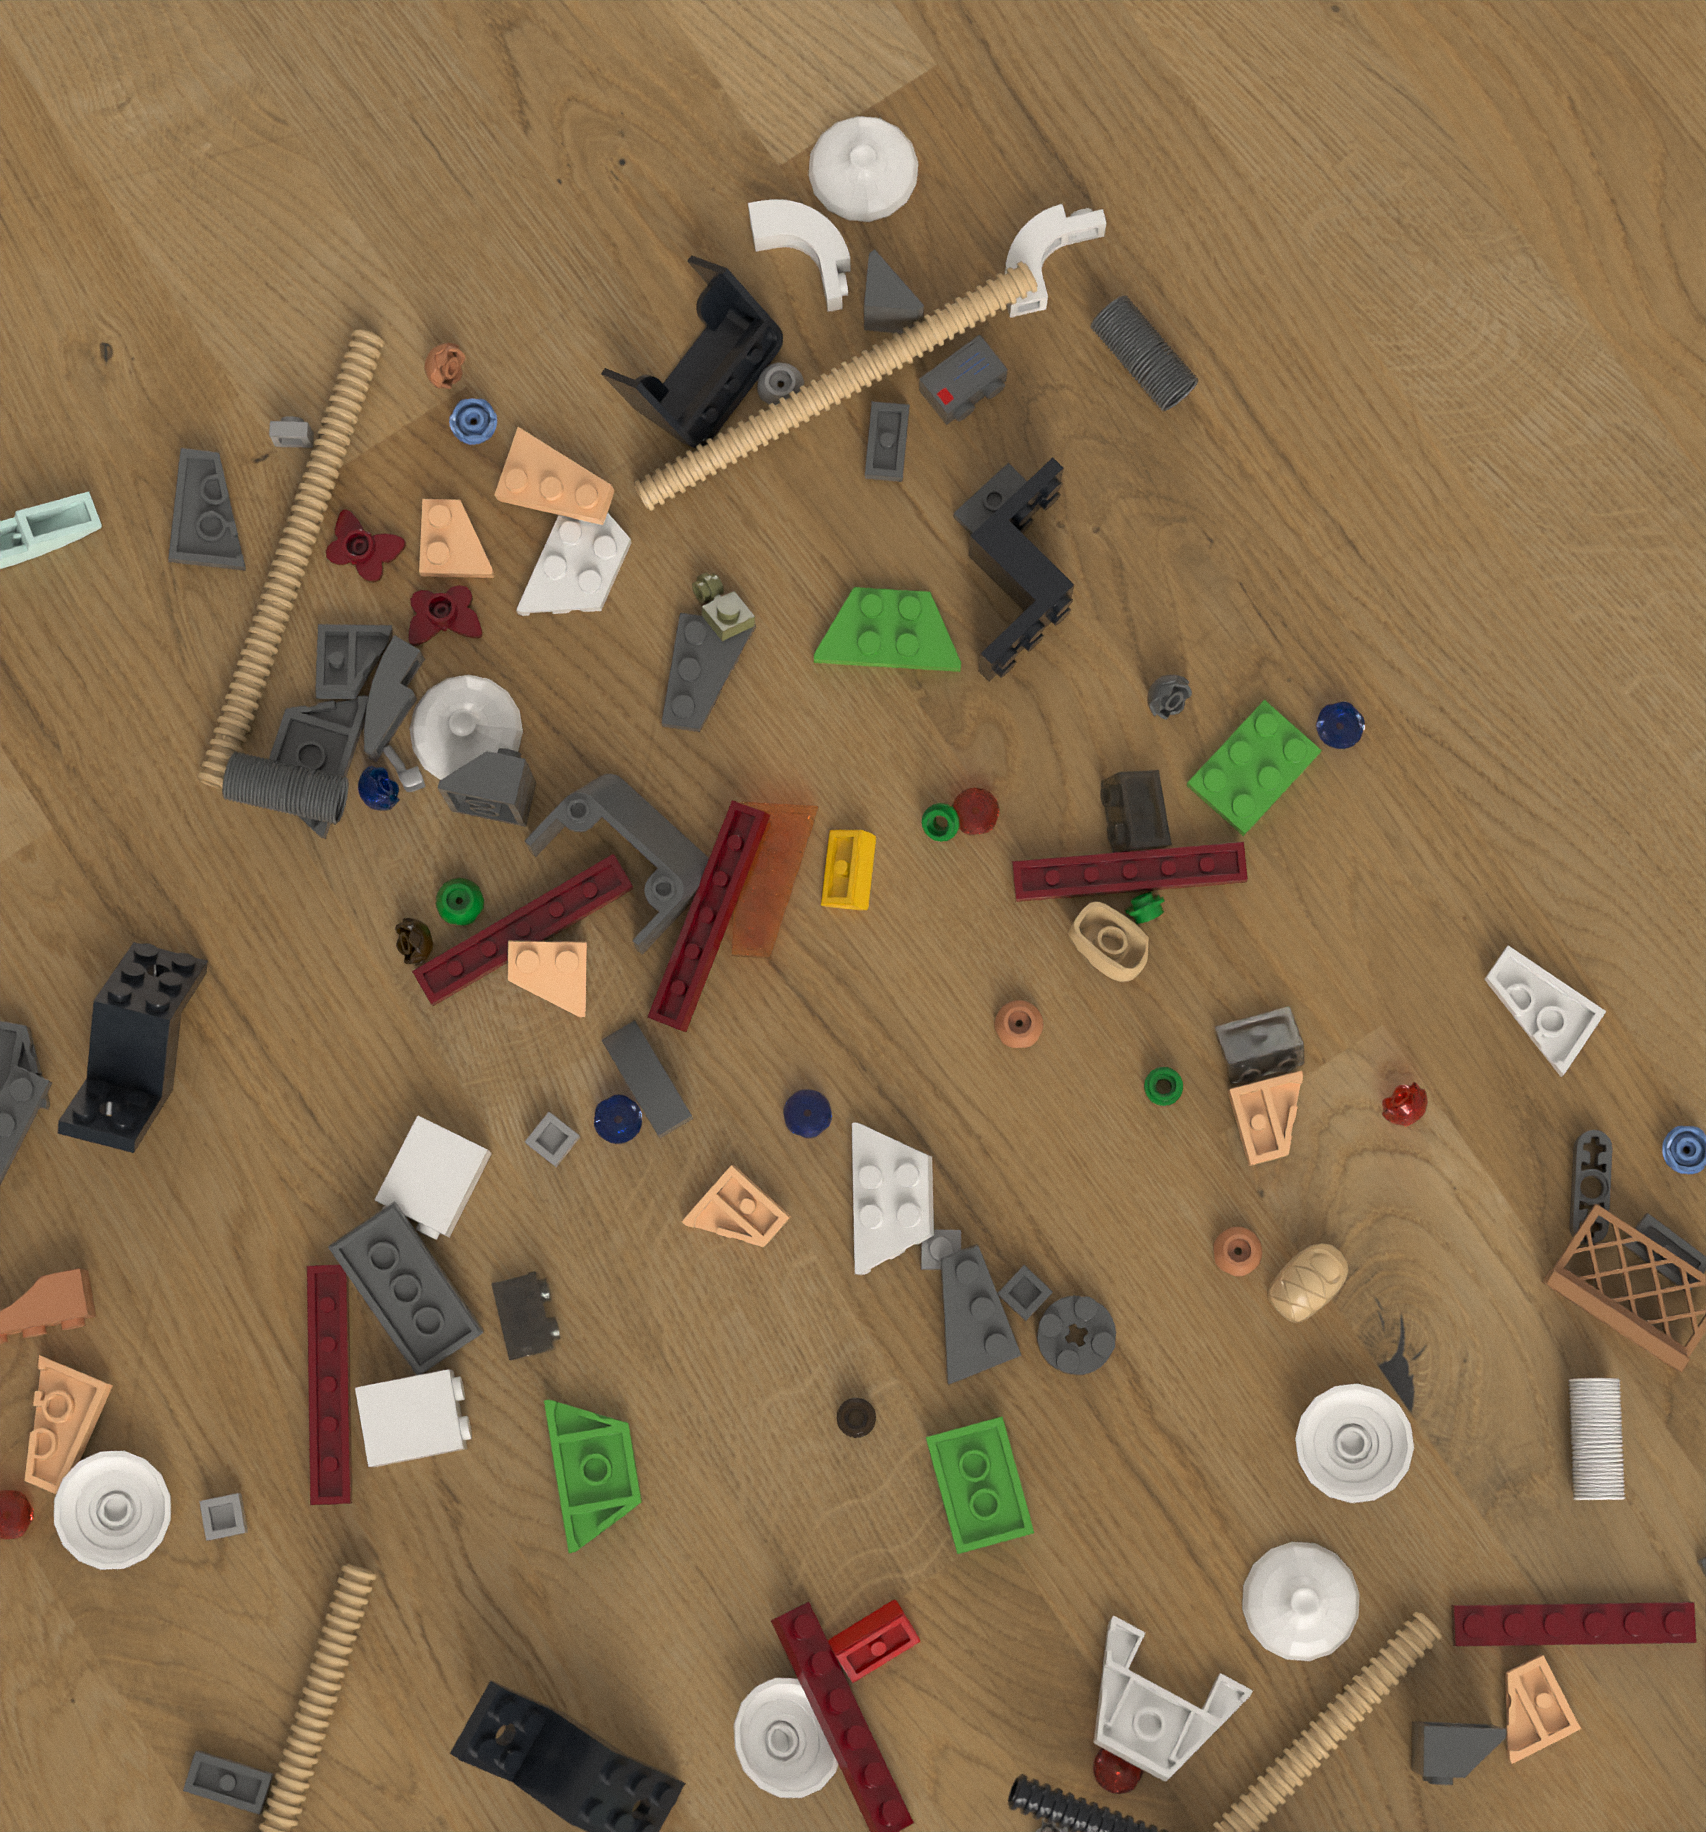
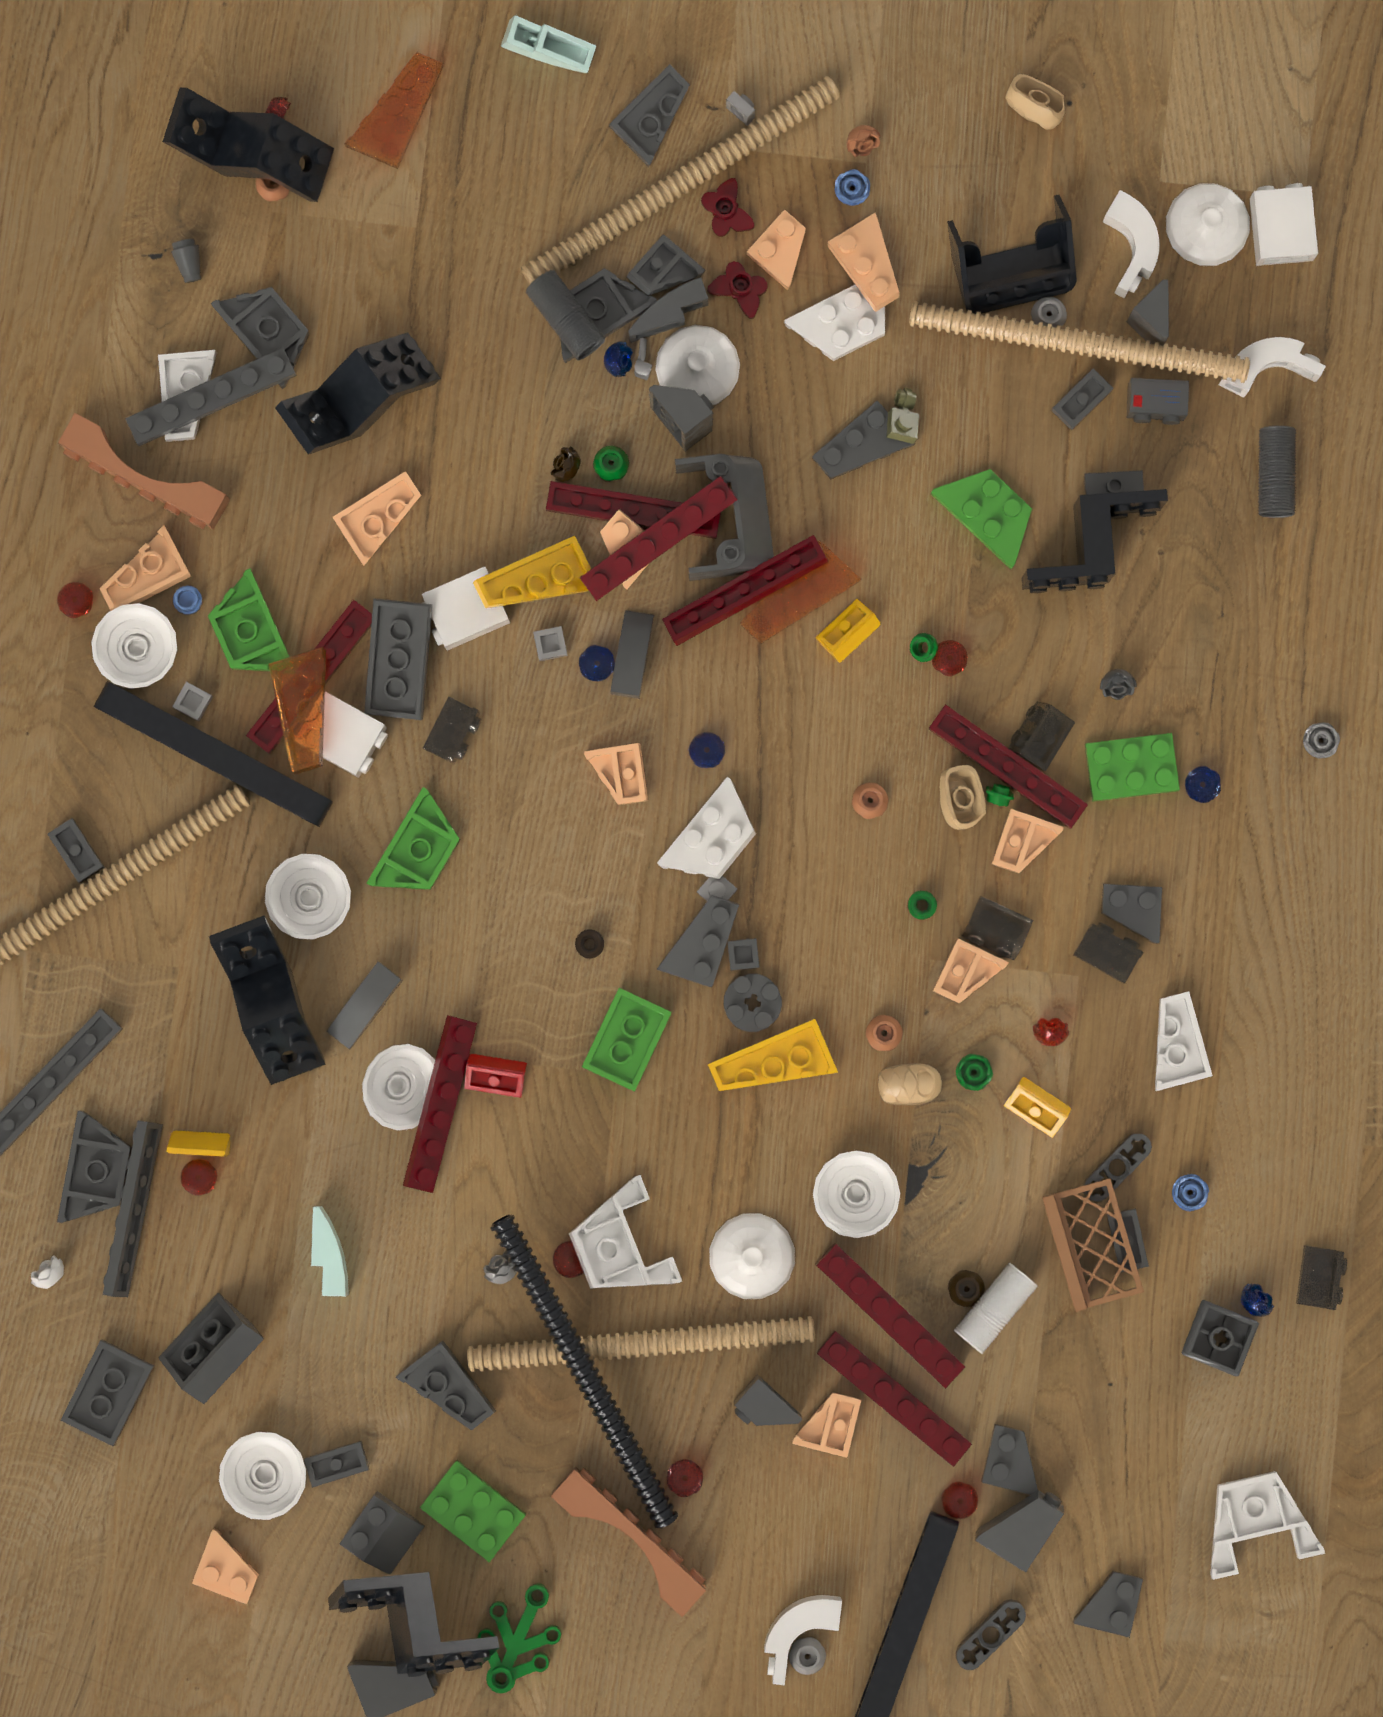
camera: 40 degrees right, 5 degrees up
(129, 1413) = (187, 600): none -> medium blue plate
(221, 1390) = (247, 627): none -> bright green wing
(258, 1158) = (377, 515): none -> light nougat wing
(291, 1554) = (213, 754): none -> black beam
(342, 1421) = (300, 703): none -> clear orange wing
(486, 1073) = (539, 576): none -> yellow wing
(518, 1620) = (307, 896): none -> white hat
(575, 936) = (658, 538): none -> dark red plate
(588, 185) = (1036, 101): none -> tan piece
(674, 1684) = (364, 1005): none -> dark grey slope
(940, 107) = (1283, 225): none -> white brick
(1155, 1367) = (784, 1057): none -> yellow wing
(1209, 934) = (1023, 840): none -> light nougat wing
(1376, 1213) = (982, 1077): none -> green plate
(1379, 907) = (1135, 908): none -> dark grey wing
(1392, 974) = (1108, 952): none -> clear smoke bracket
(1420, 571) = (1330, 740): none -> light grey plate
(1458, 1194) = (1037, 1107): none -> yellow slope
(1496, 1540) = (890, 1315): none -> dark red arch
(1535, 1447) = (957, 1284): none -> dark brown plate

